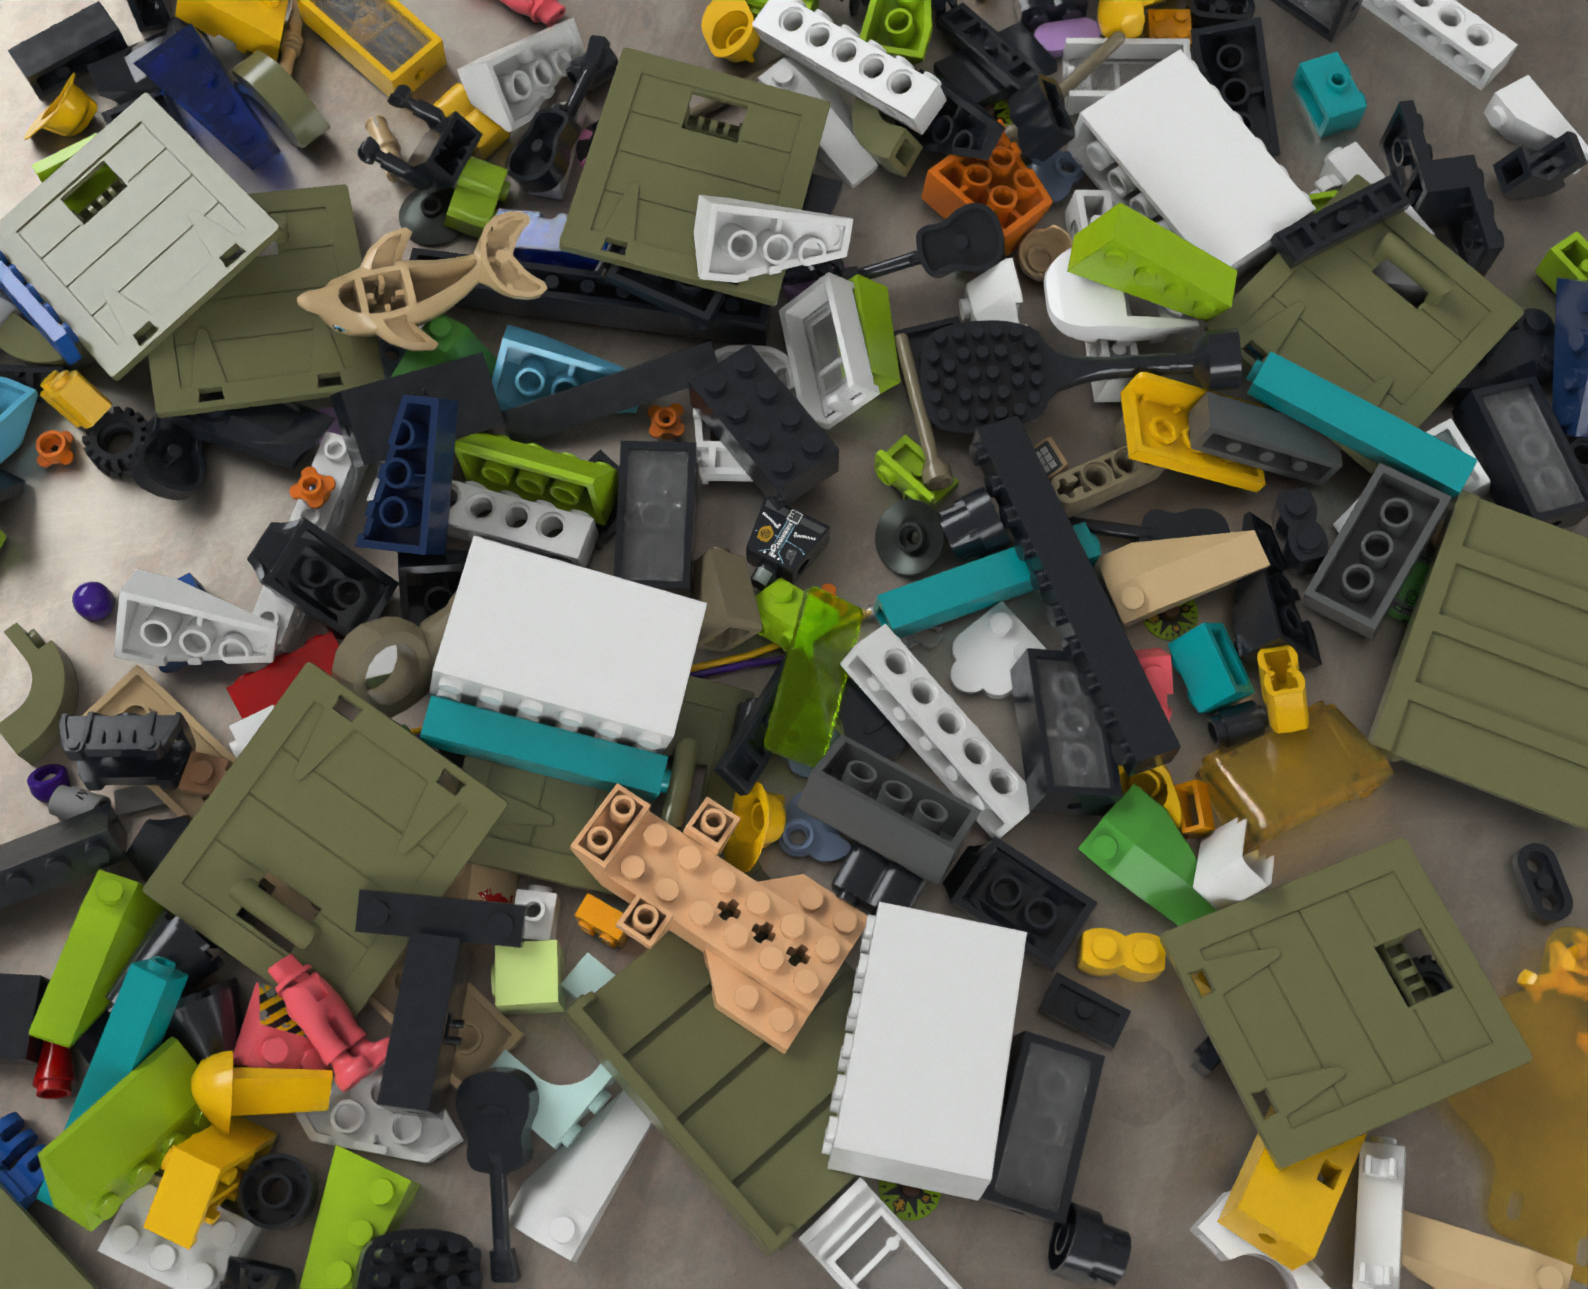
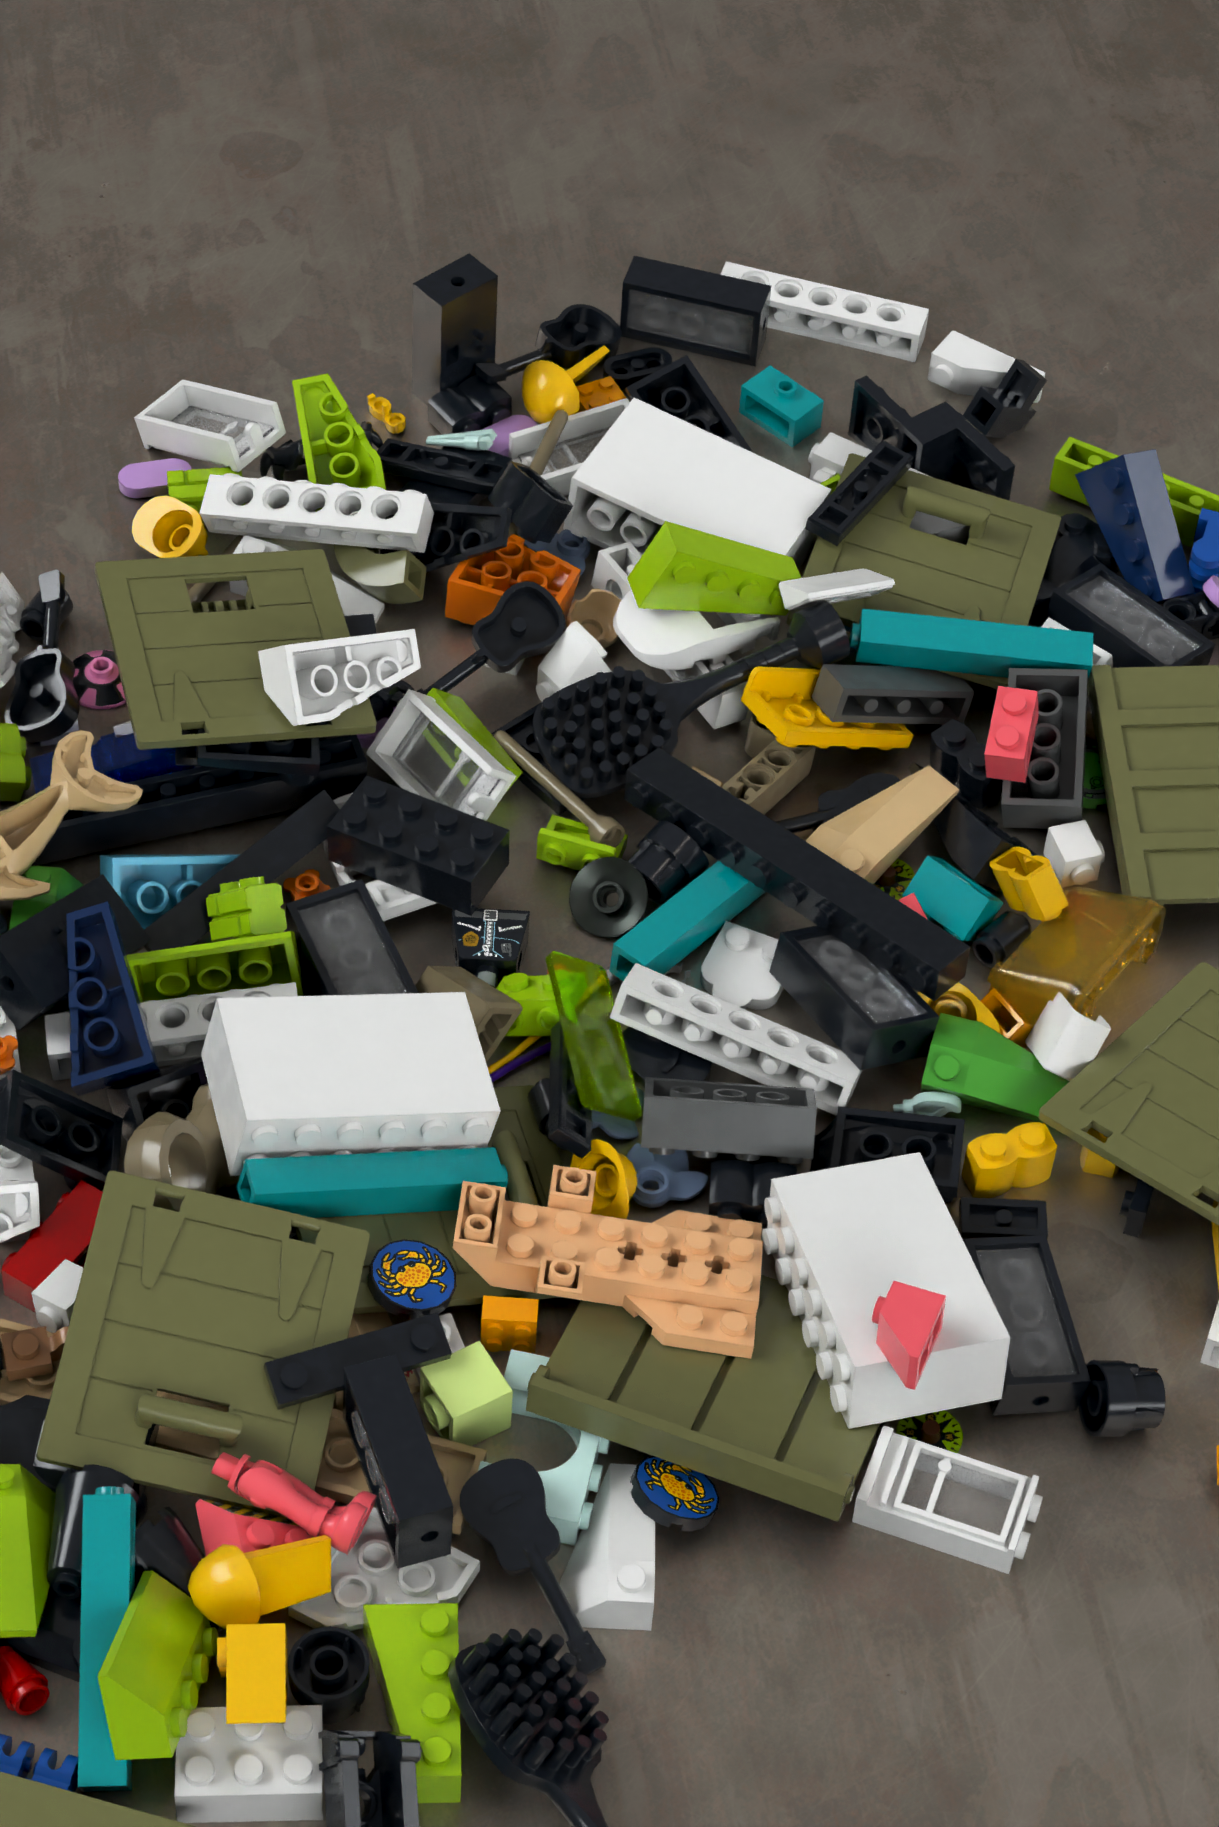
camera: 30 degrees left, 20 degrees down
(532, 854) = (411, 1278): none -> tile
(587, 433) = (246, 909): none -> lime brick
(647, 1157) = (674, 1494): none -> tile
(896, 1138) = (908, 1328): none -> coral slope
(1030, 30) = (469, 440): none -> light aqua piece
(1080, 863) = (930, 1104): none -> light aqua piece
(1257, 316) = (833, 588): none -> white slope
(1343, 534) = (1011, 734): none -> coral brick
(1350, 664) = (1074, 853): none -> white brick

